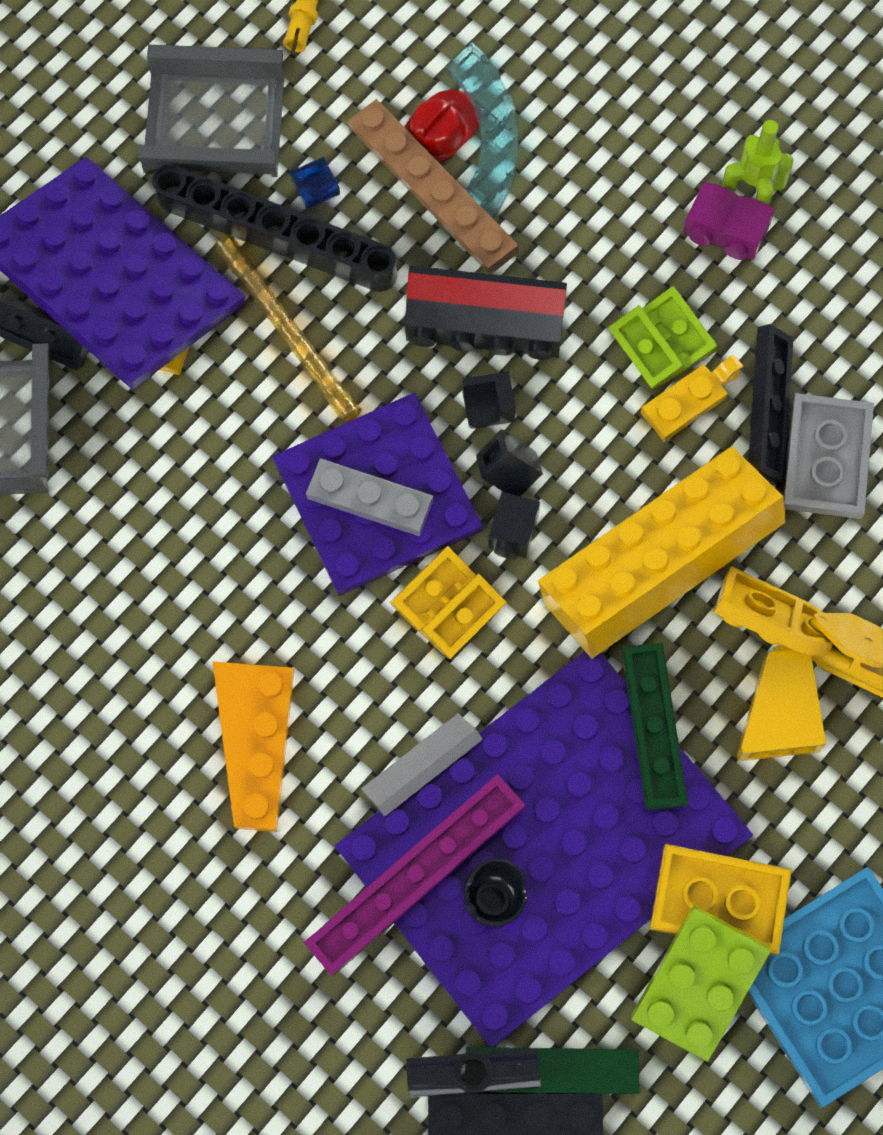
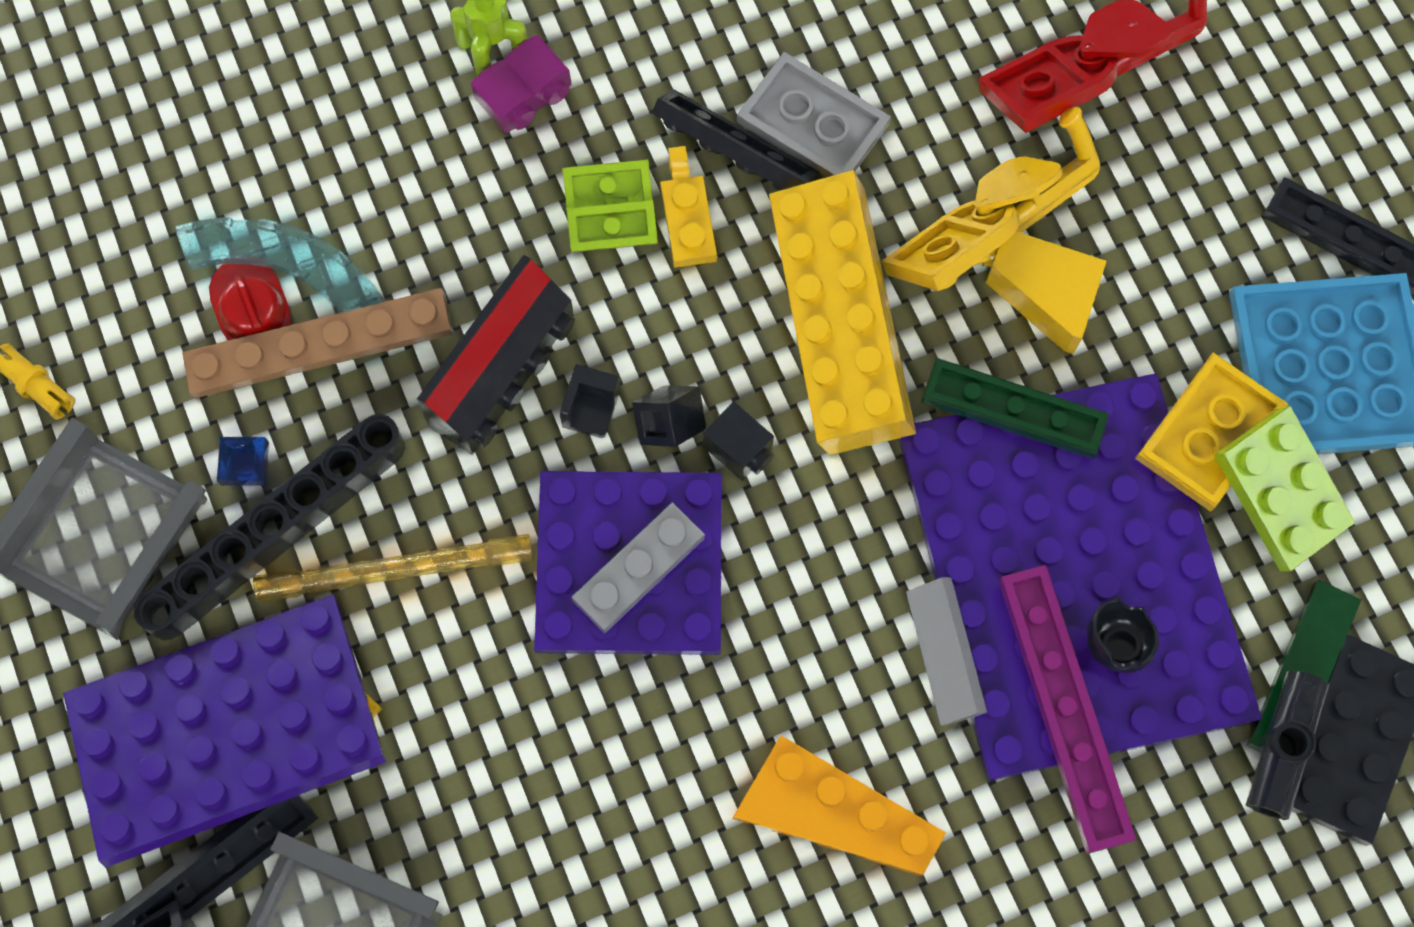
camera: 70 degrees left, 0 degrees up
(448, 602) = (784, 546): yellow slope -> none

